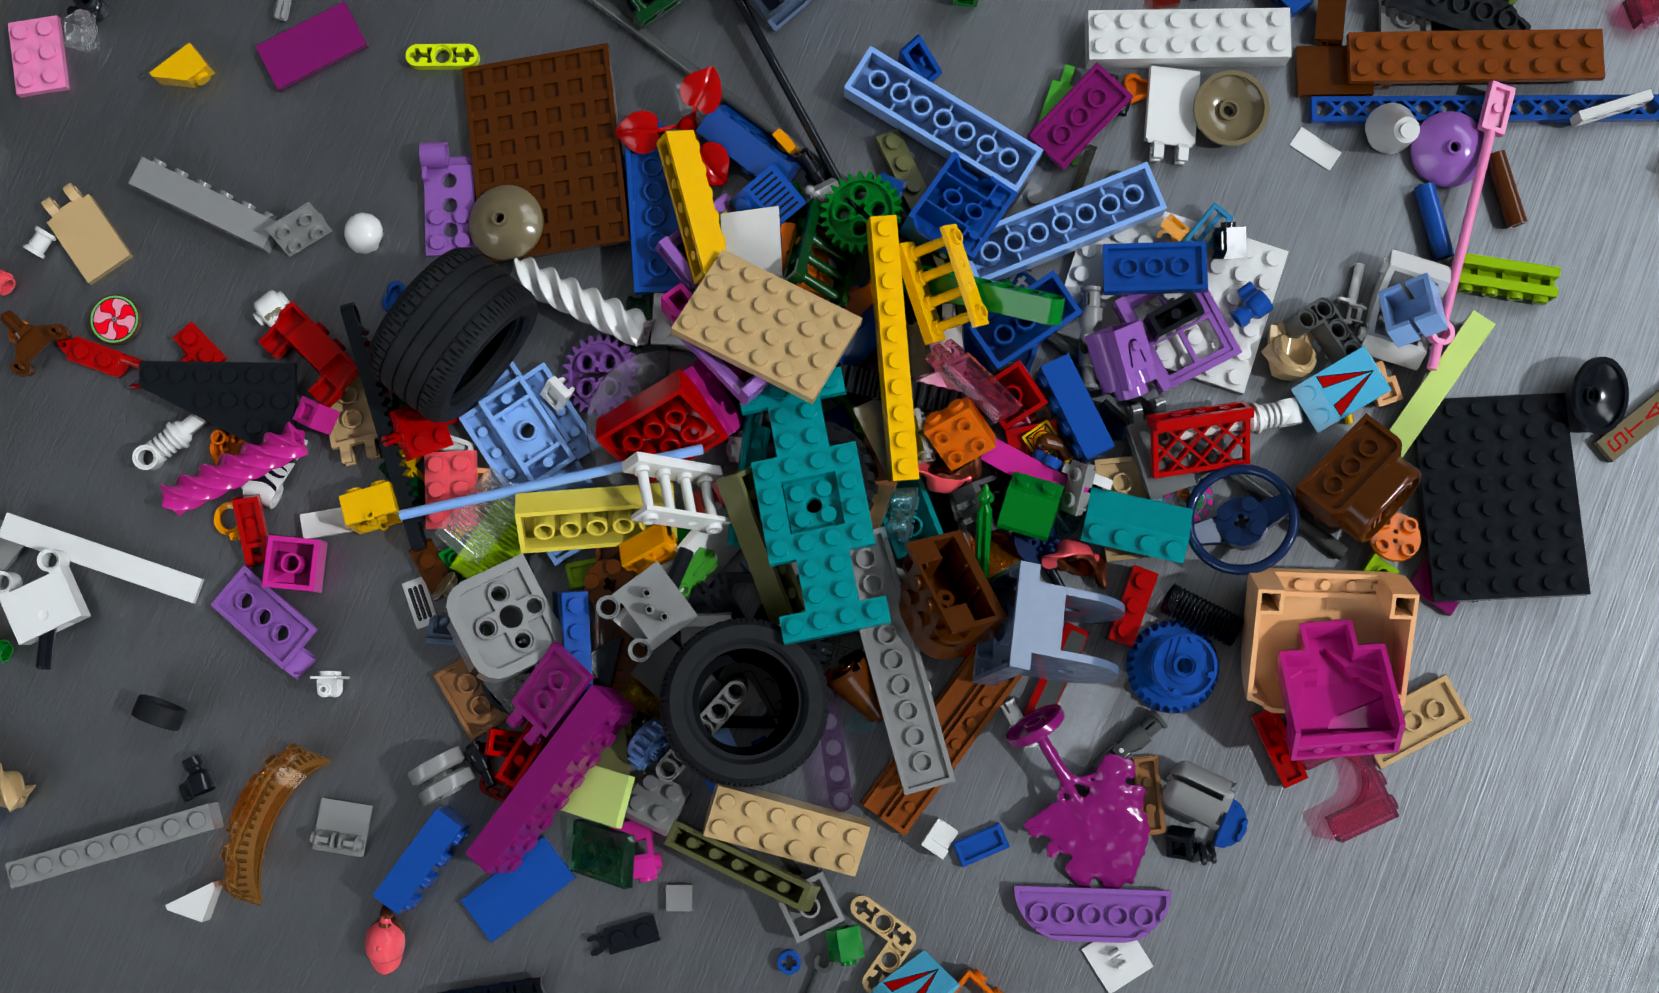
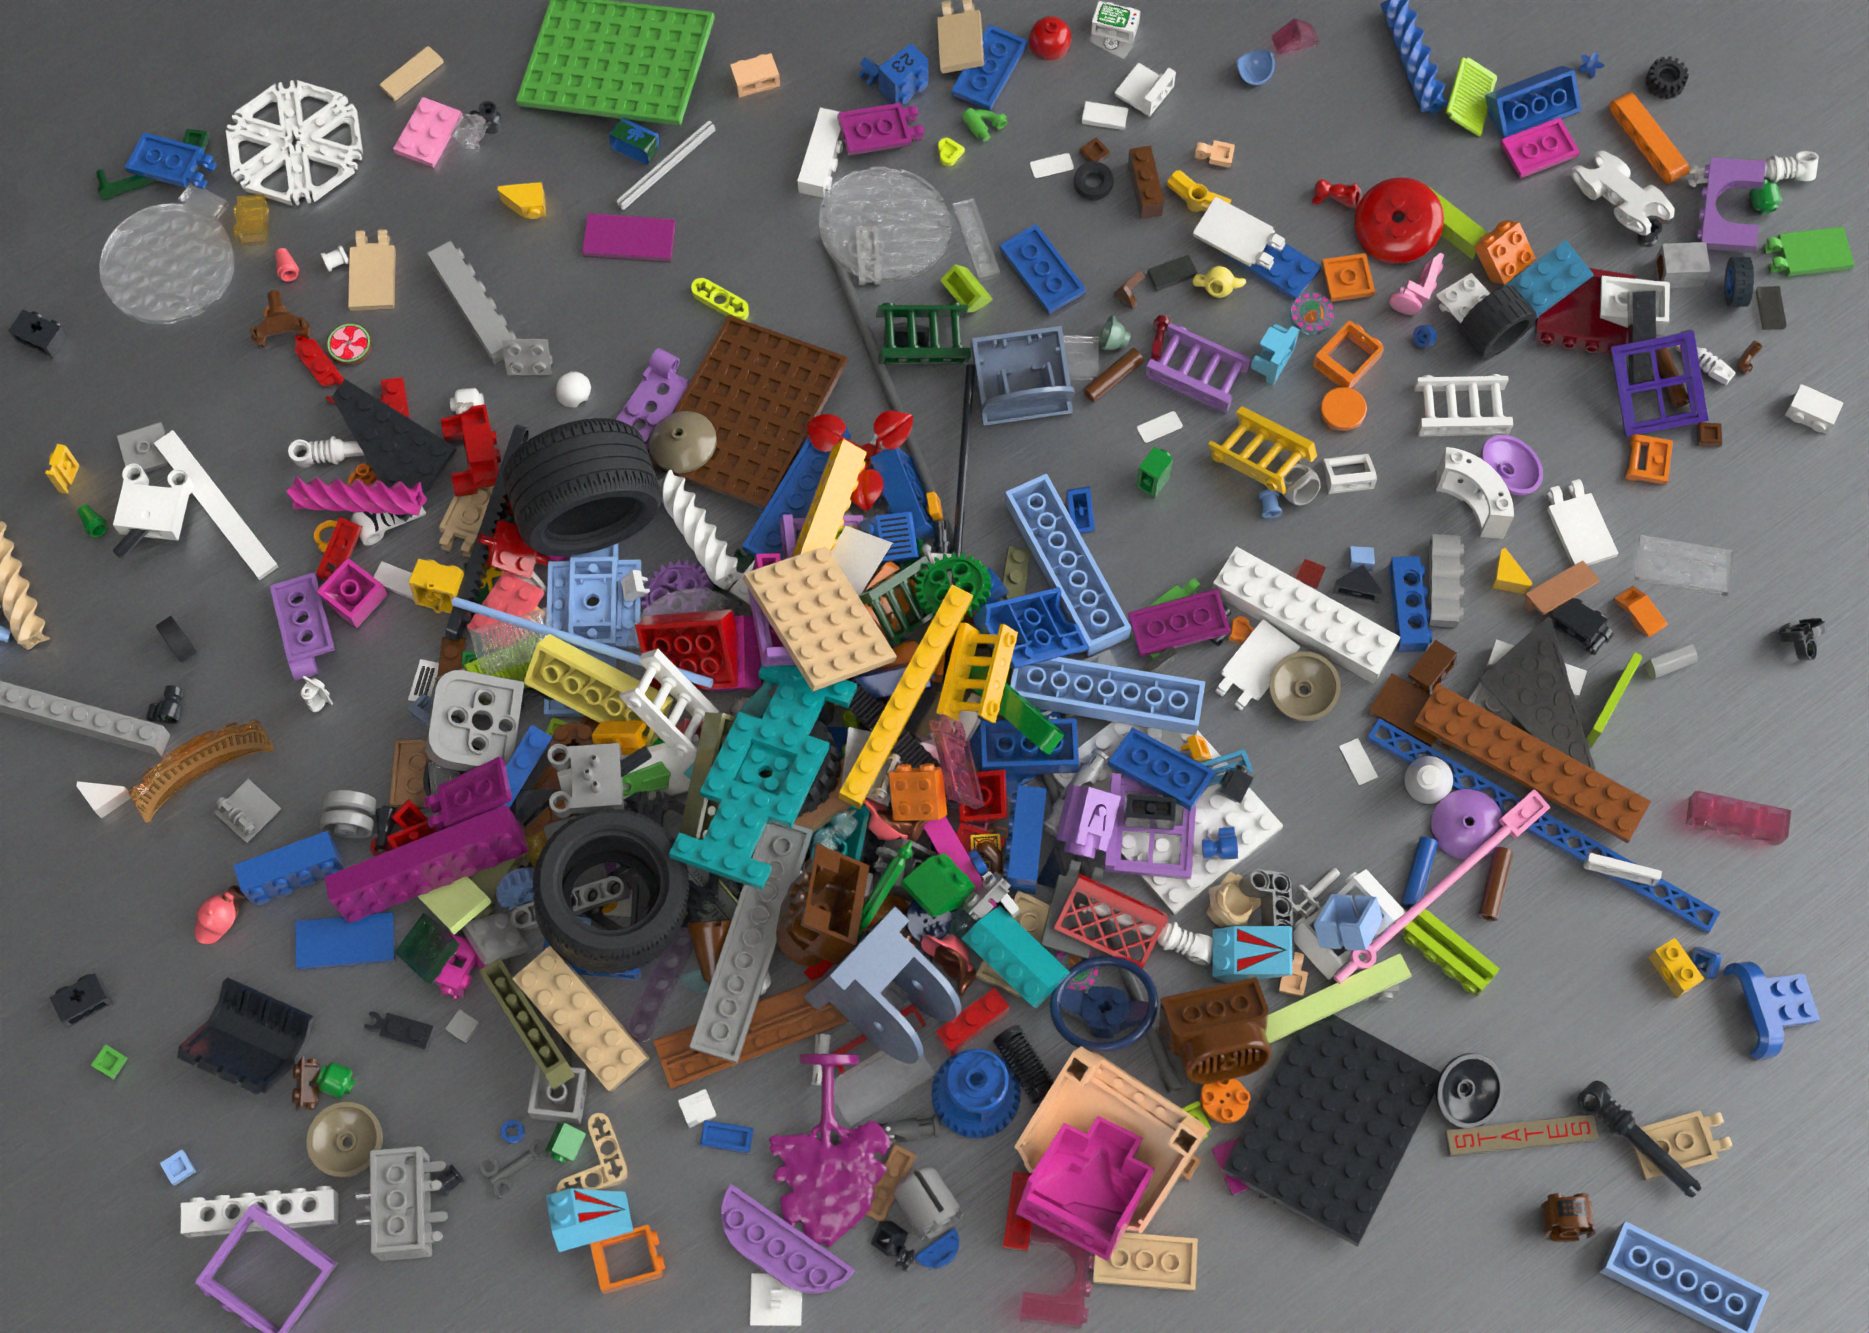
camera: 30 degrees right, 15 degrees down
(316, 415) = (444, 495): dark pink panel -> none

